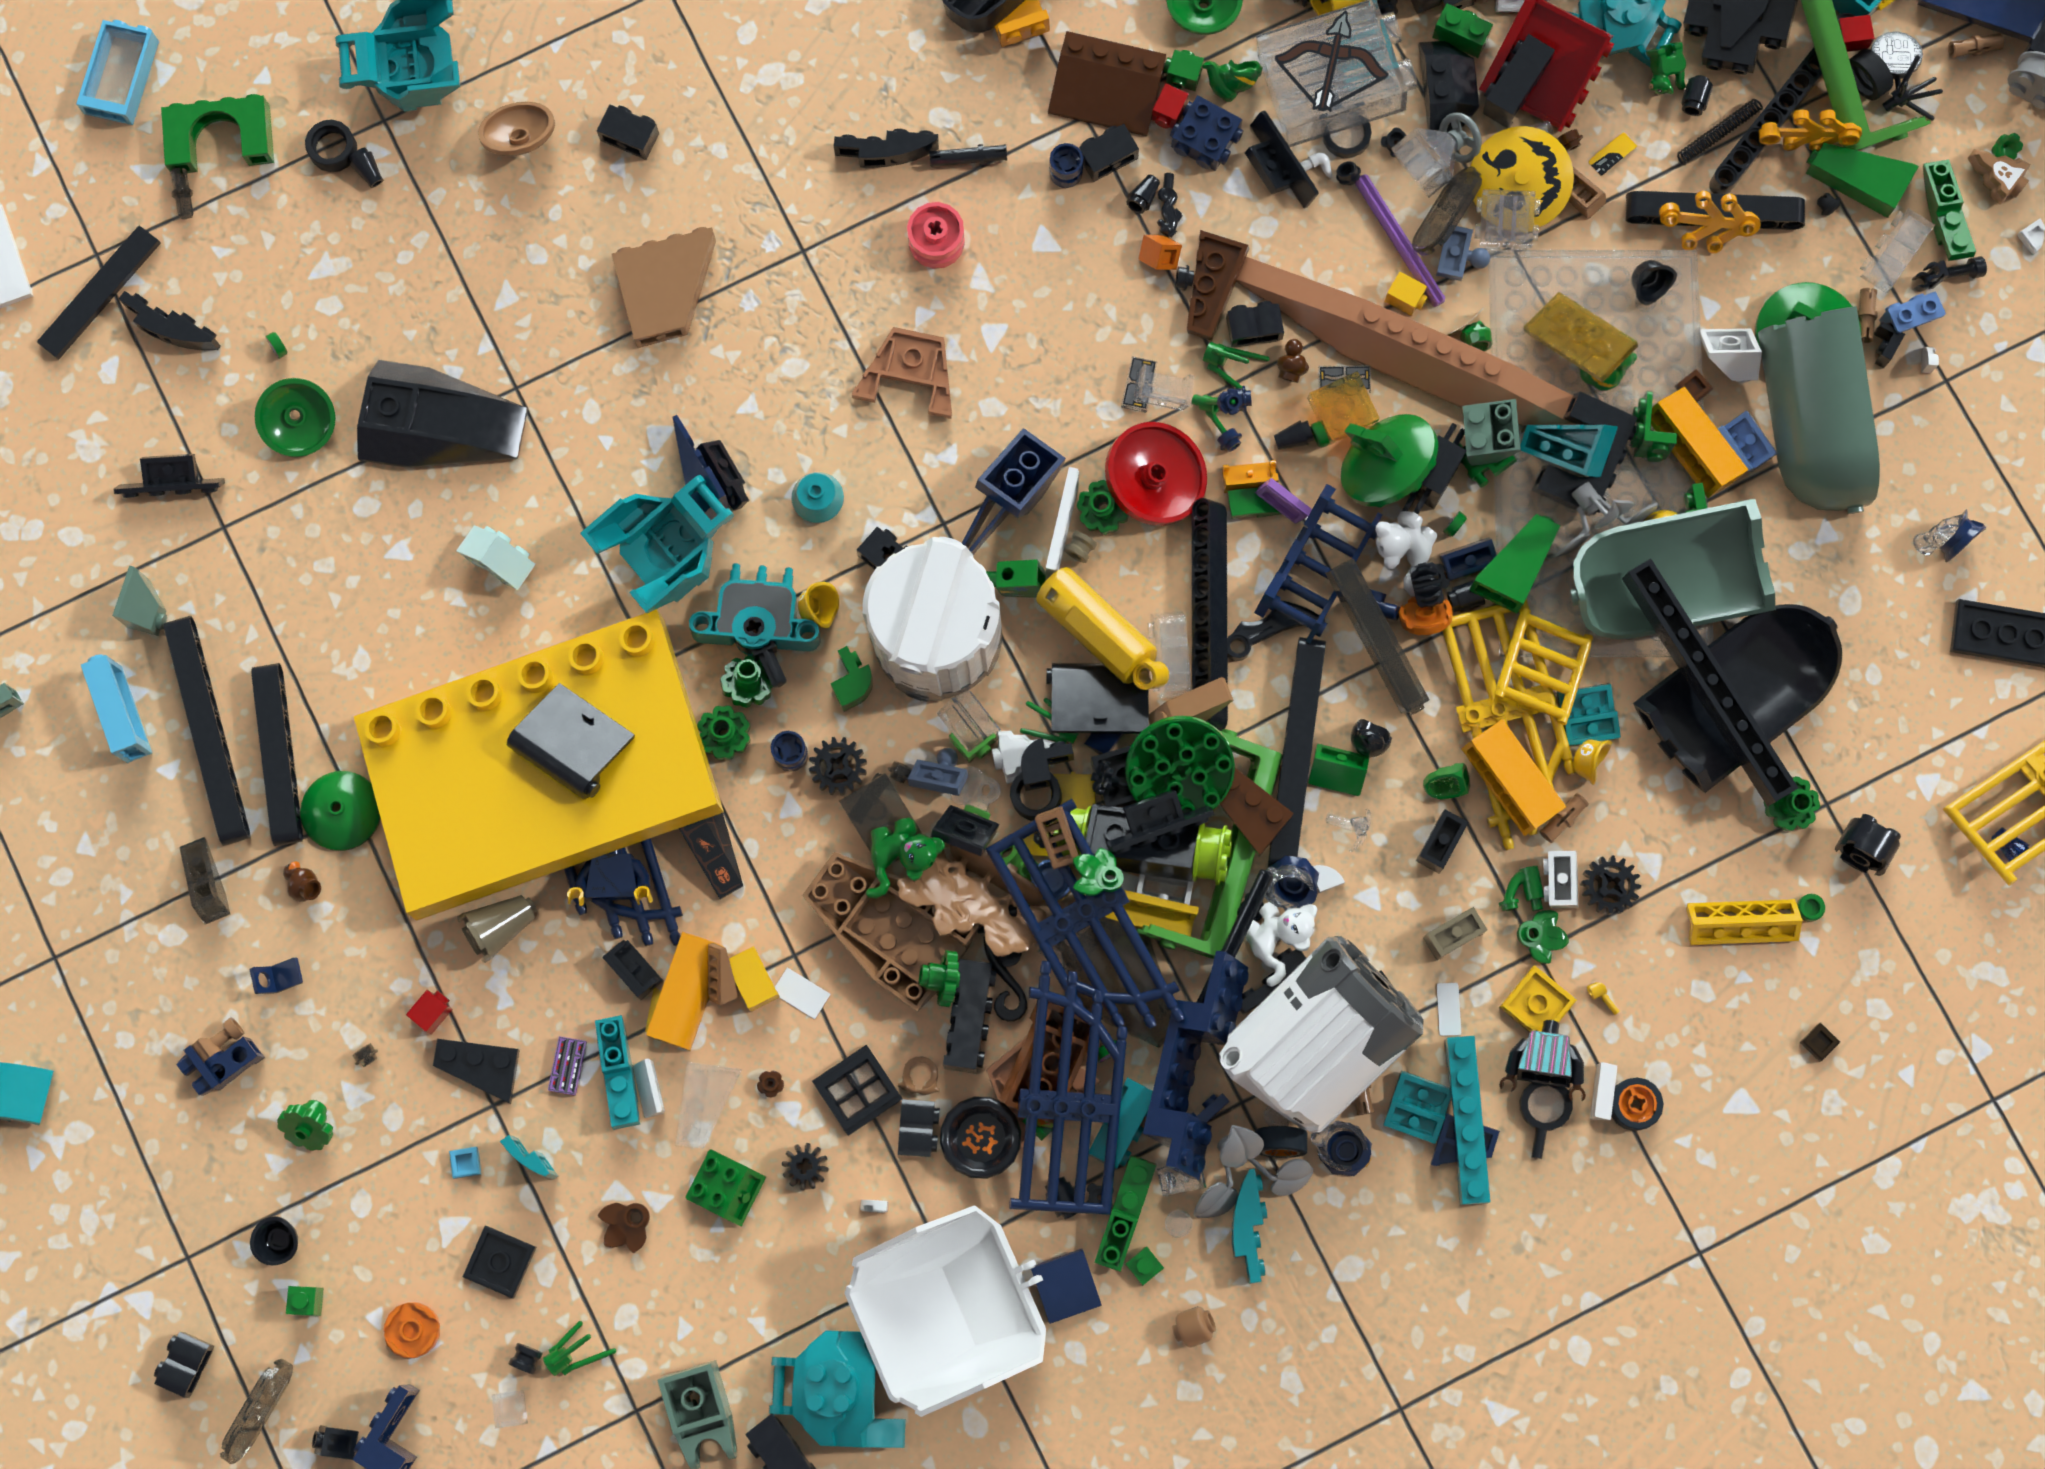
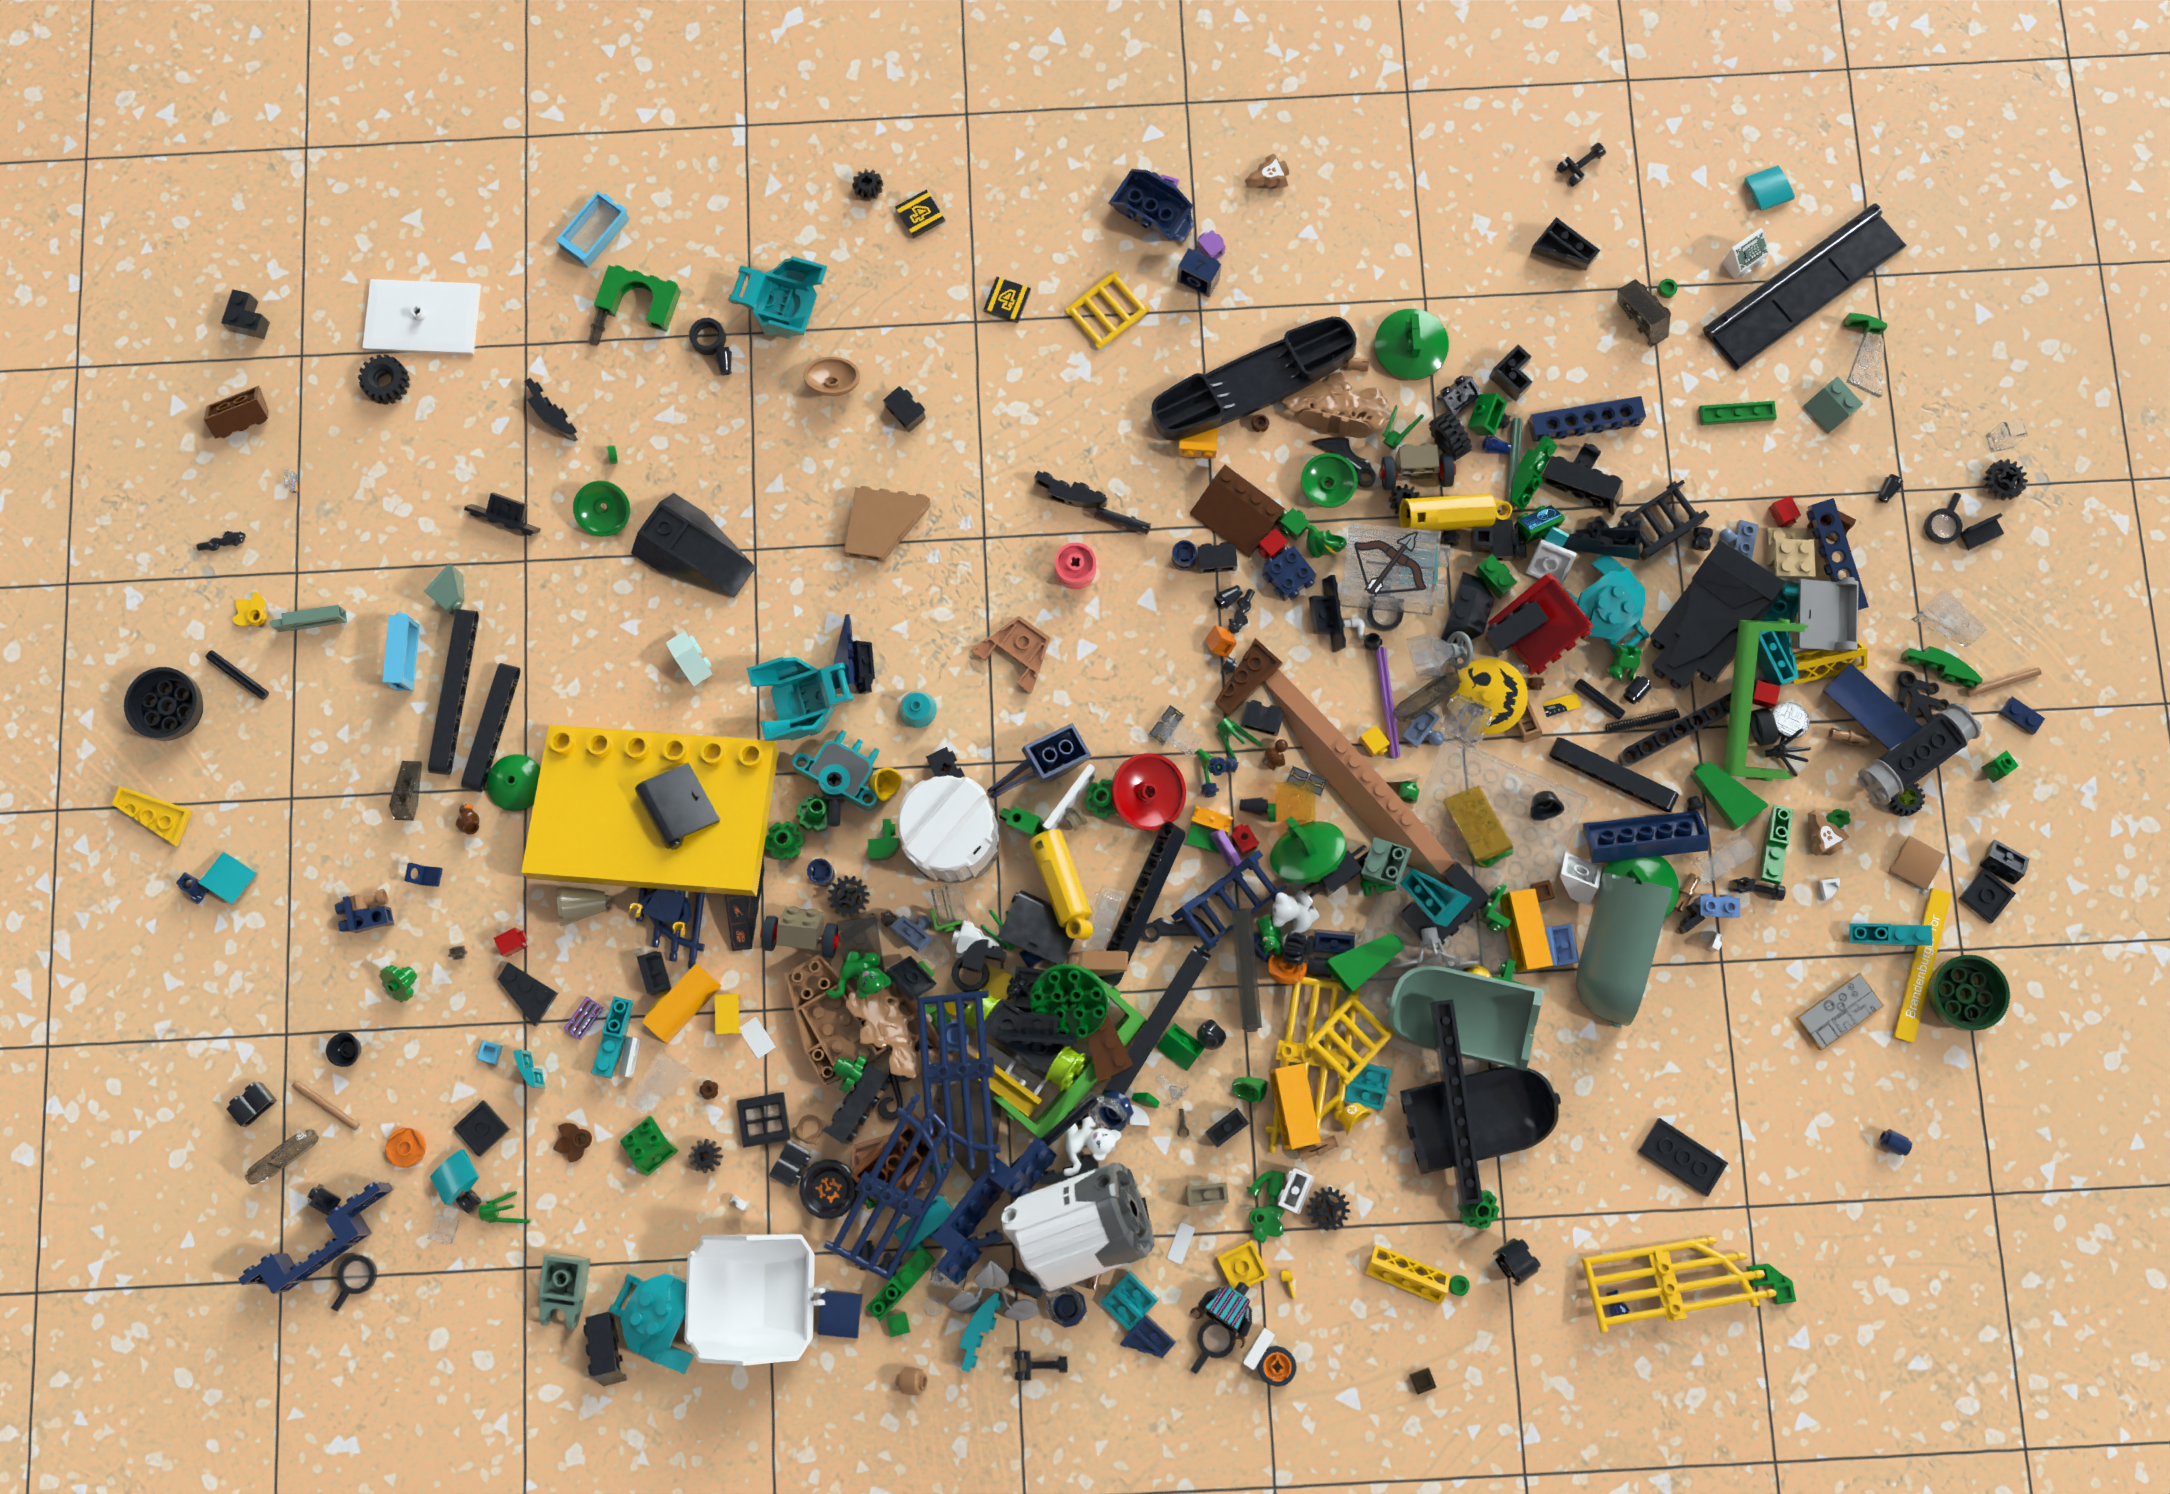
camera: 25 degrees right, 0 degrees up
(98, 292) = (515, 370): black tile -> none
(282, 1323) = (325, 1105): none -> medium nougat bar
(304, 1300) = (345, 1097): green brick -> none
(493, 1336) = (454, 1176): none -> teal slope
(720, 976) = (706, 1008): medium nougat slope -> none
(796, 832) = (800, 930): none -> dark tan brick
(1047, 840) = (958, 1004): medium nougat slope -> none
(1094, 871) = (977, 1047): green plate -> none
(1302, 490) = (1244, 846): none -> red brick
(1325, 853) = (1145, 1099): none -> green tile
(1369, 1222) = (1060, 1364): none -> black bar
(1383, 862) = (1182, 1123): none -> clear smoke hand
(1387, 582) = (1270, 935): none -> green animal
(1395, 135) = (1414, 629): black plate -> none
(1455, 524) = (1333, 915): green tile -> none
(1468, 1120) = (1156, 1326): teal arch -> none
(1655, 126) = (1599, 699): none -> black axle
(1712, 222) = (1625, 792): light orange plant -> none
(1789, 267) = (1646, 837): none -> dark blue arch
(1812, 133) = (1706, 754): light orange plant -> none
(1949, 536) = (1672, 1072): piece -> none

